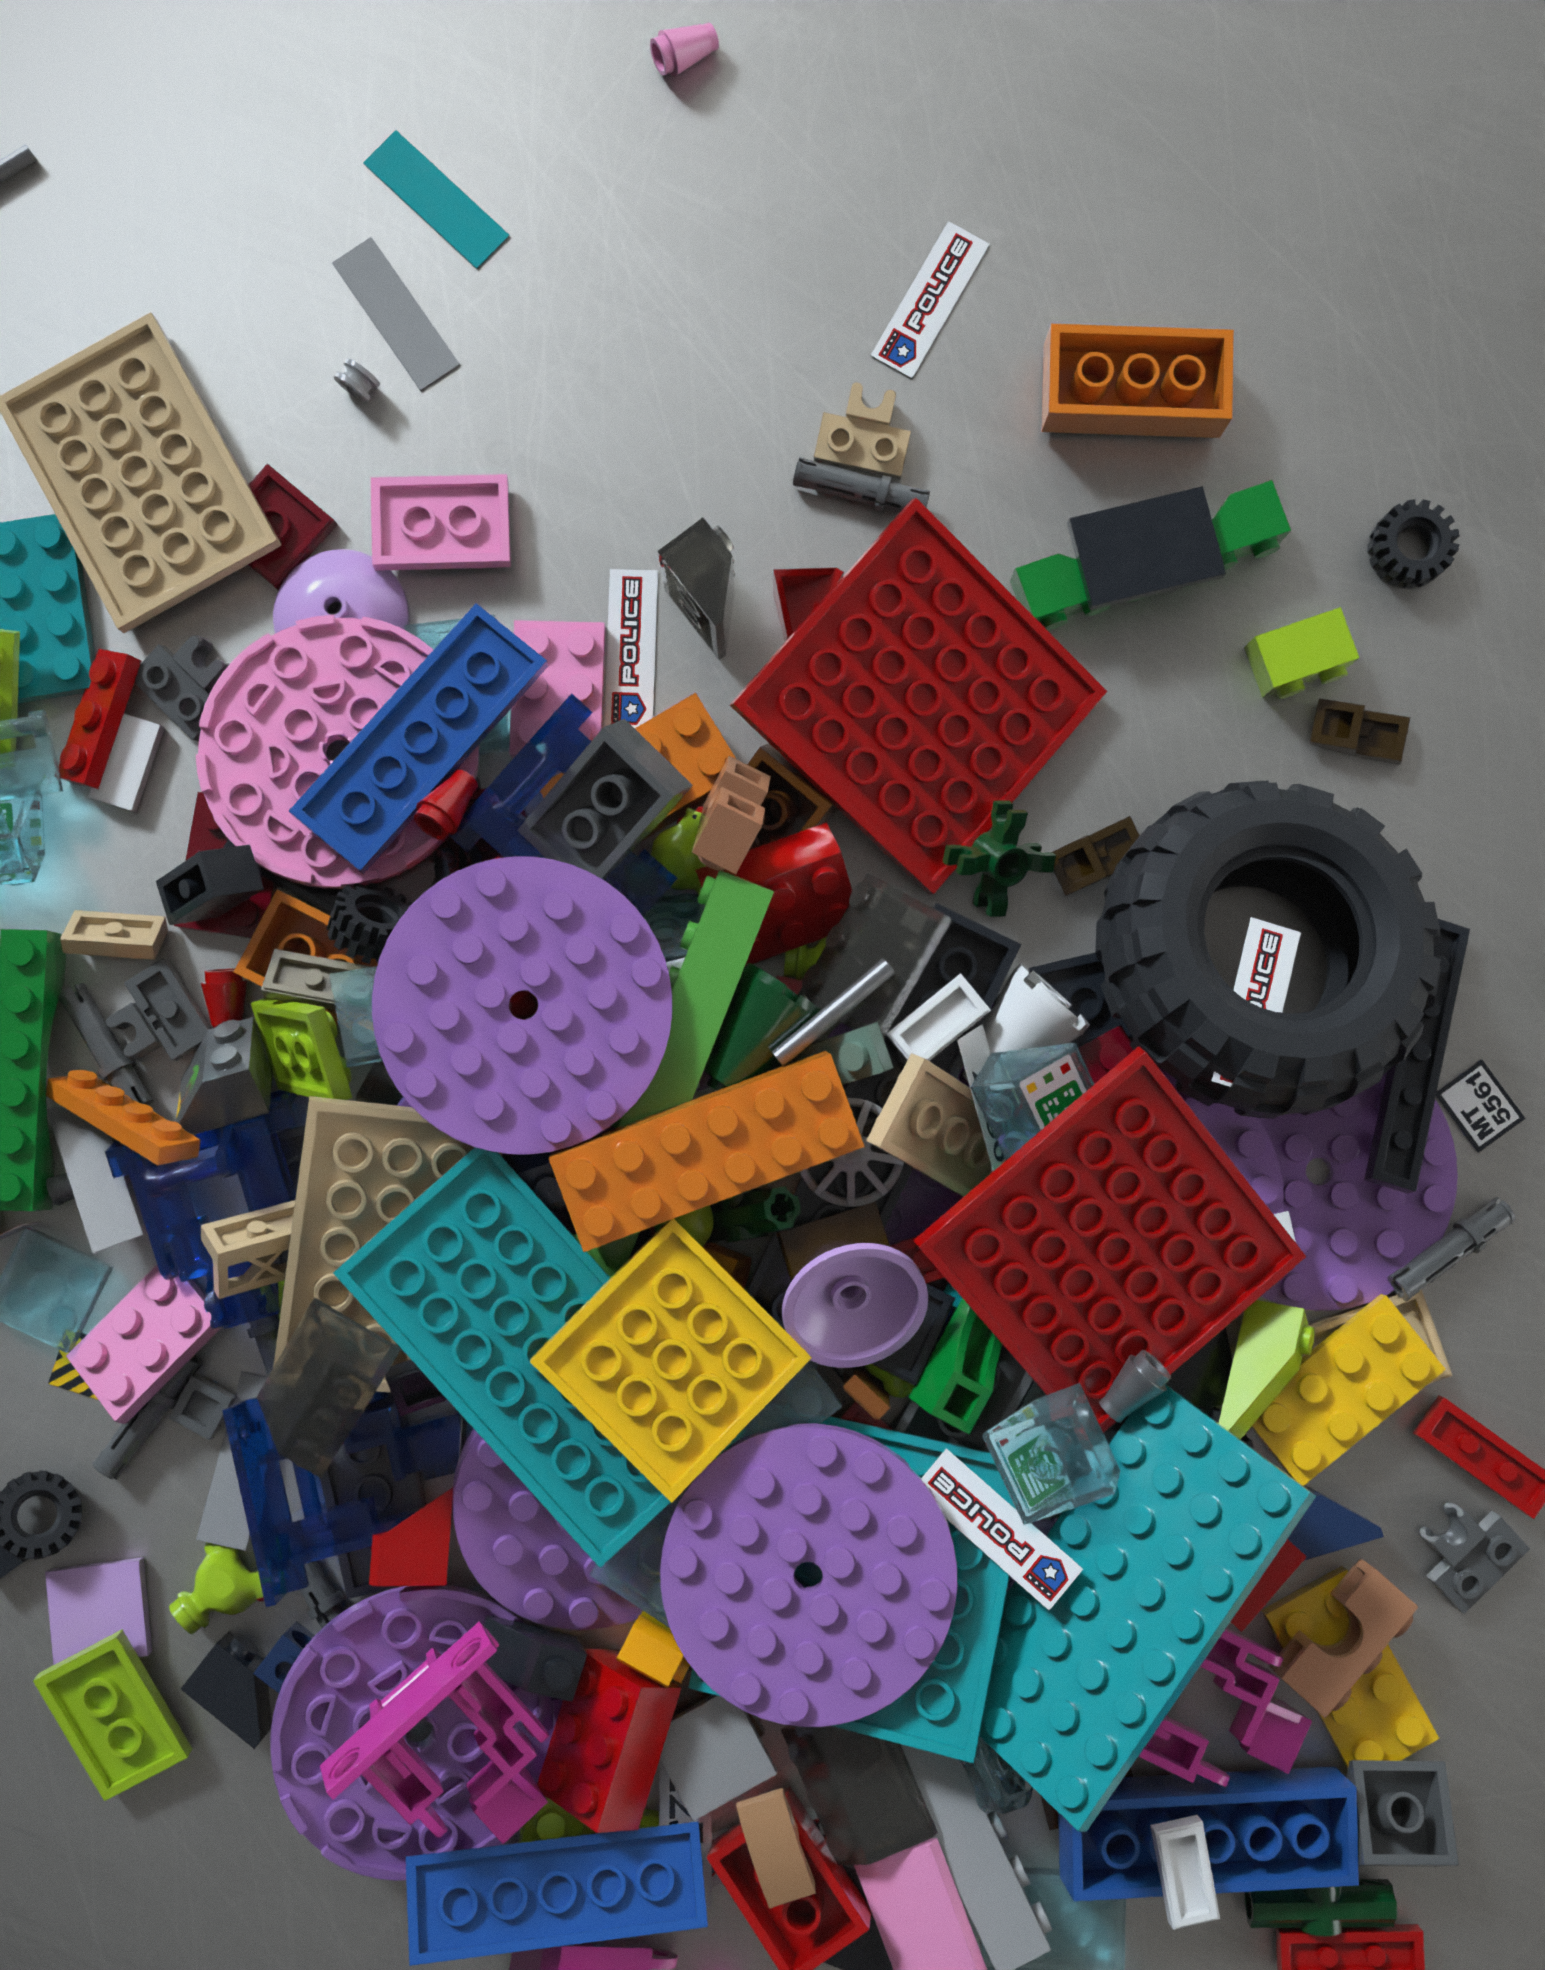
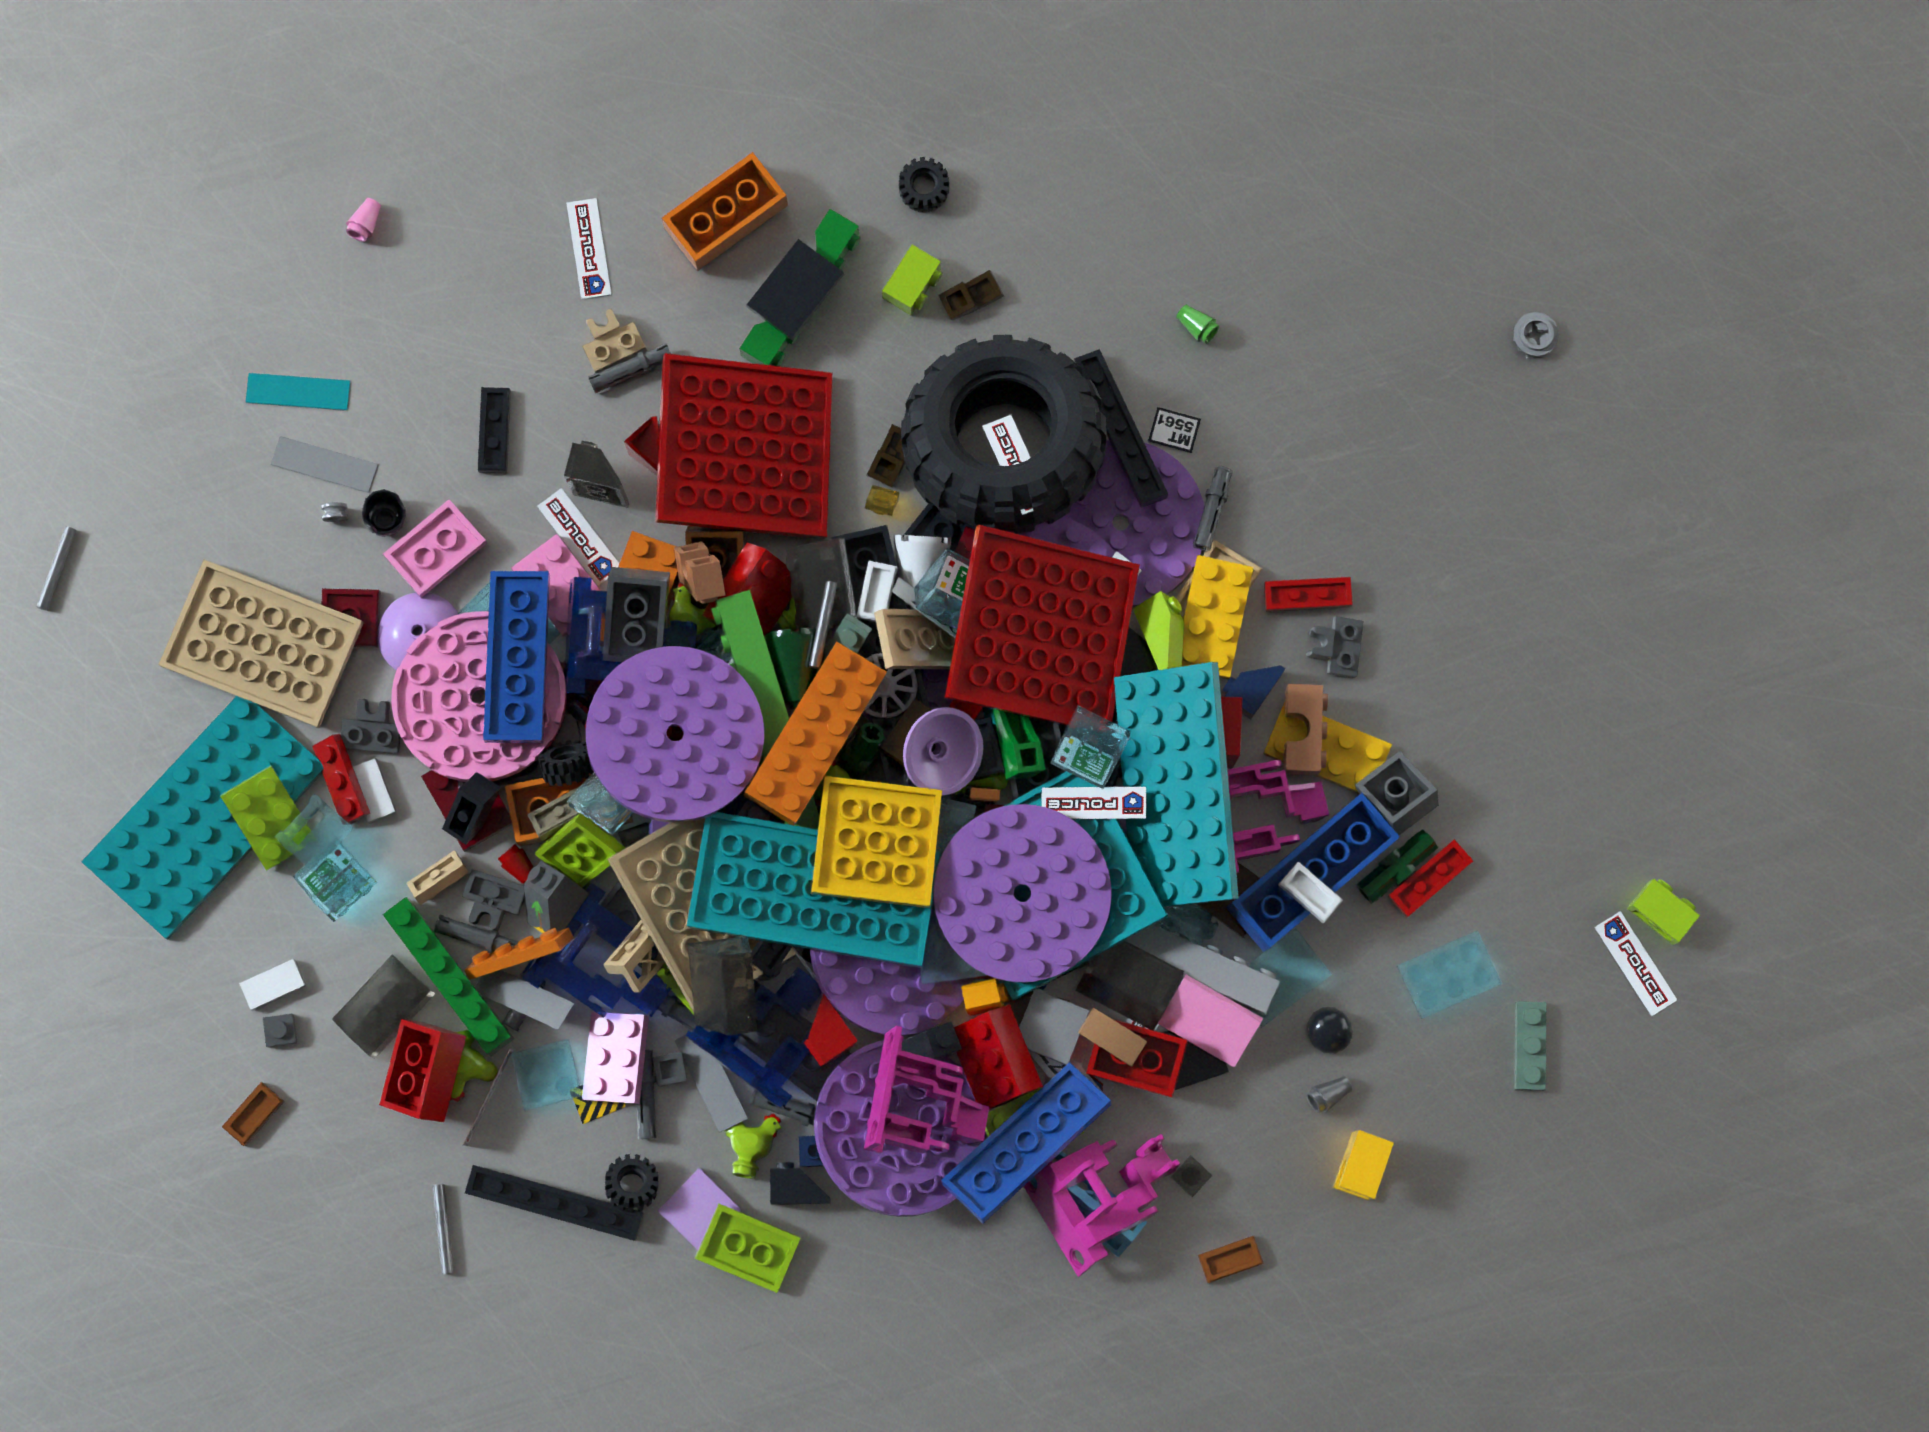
camera: 40 degrees left, 5 degrees down
(412, 427) = (383, 513): none -> black hair
(444, 807) = (557, 680): red cone -> none
(633, 433) = (494, 430): none -> black tile
(999, 858) = (844, 494): dark green pin -> none
(1039, 903) = (882, 500): none -> clear yellow plate
(1136, 1384) = (1105, 687): flat silver cone -> none

